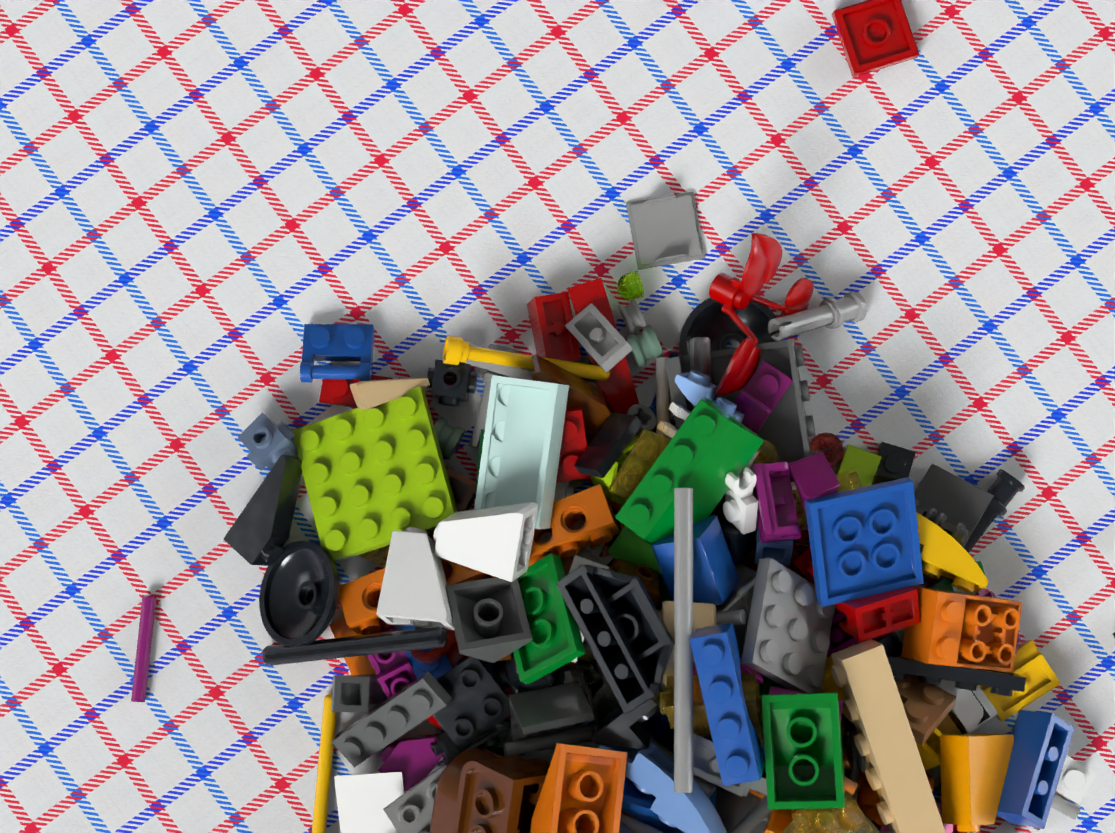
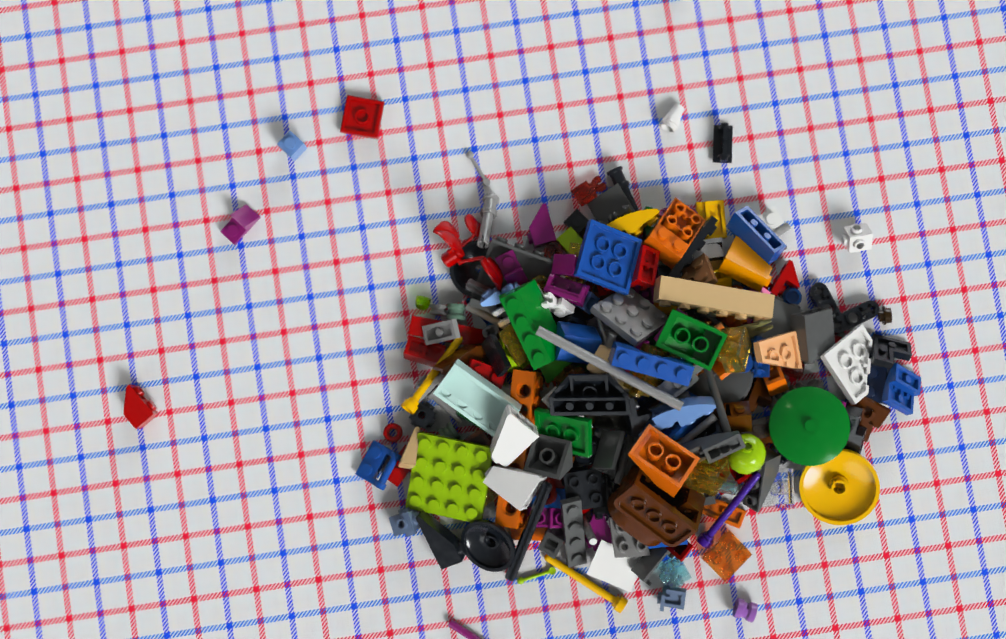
camera: 65 degrees left, 0 degrees up
(313, 716) = (520, 580): none -> lime hinge
(397, 751) = (589, 531): none -> light grey bar
(400, 338) = (386, 432): none -> red plate
(665, 230) = (403, 271): light grey piece -> none
(851, 411) = (541, 229): none -> magenta slope
(879, 284) = (486, 182): none -> light grey hinge
(951, 454) = (587, 192): none -> clear red plate

